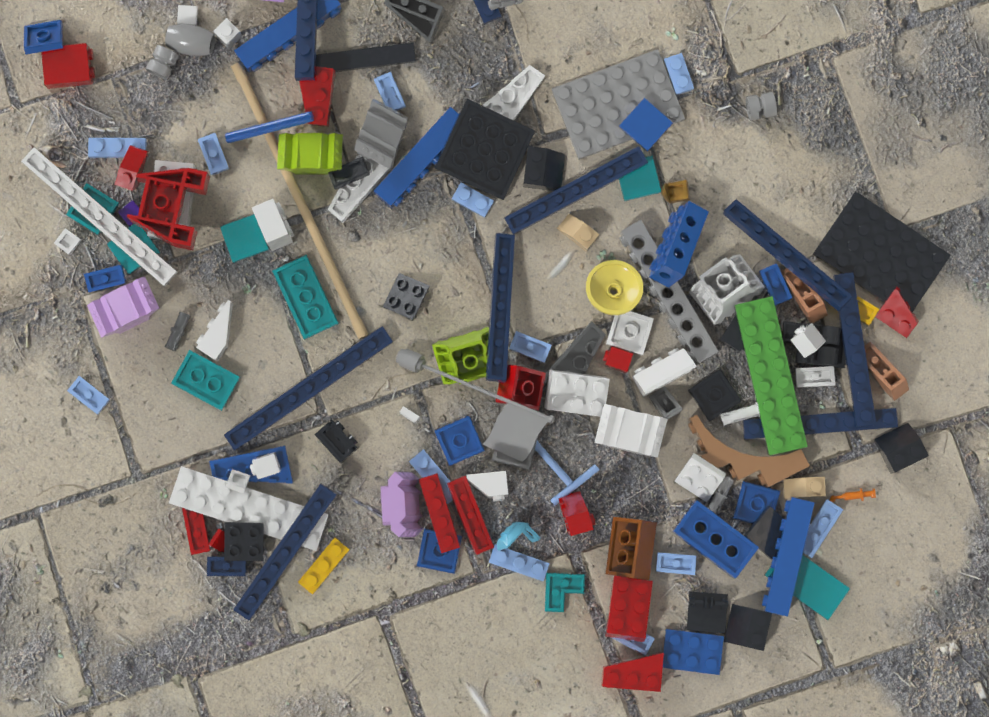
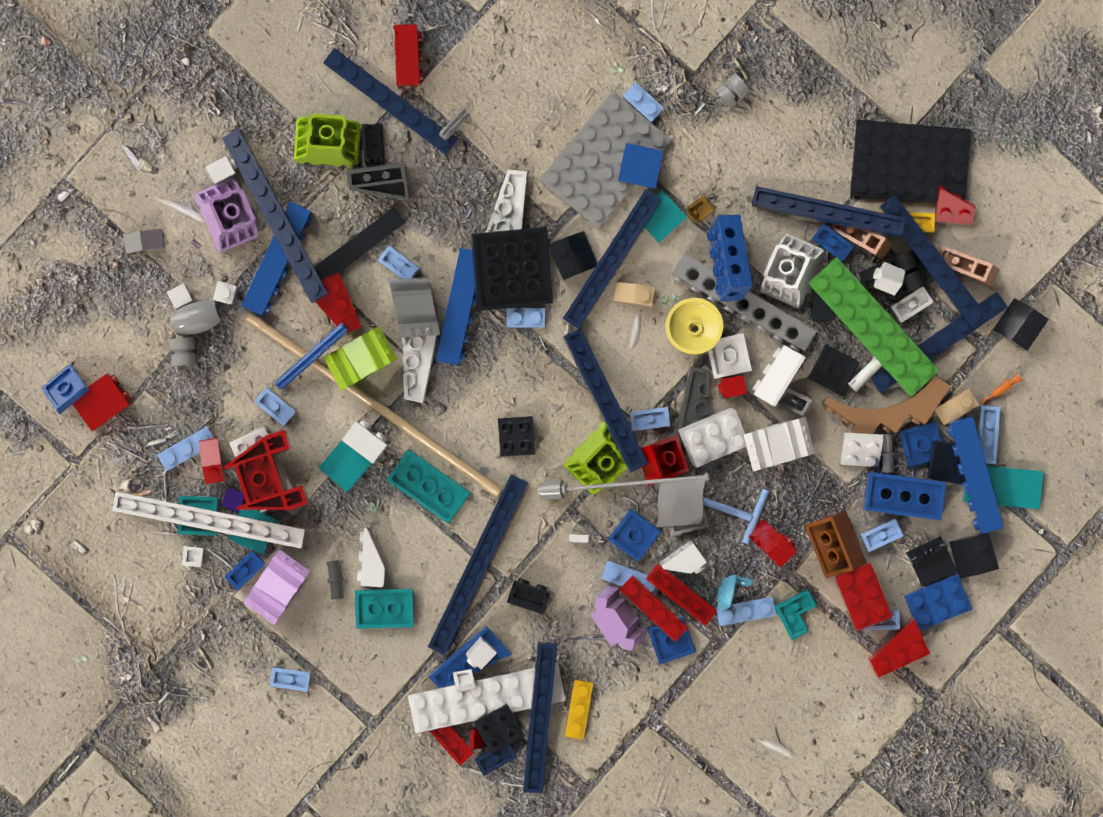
camera: 30 degrees left, 5 degrees up
(349, 173) = (406, 355): black tile -> none

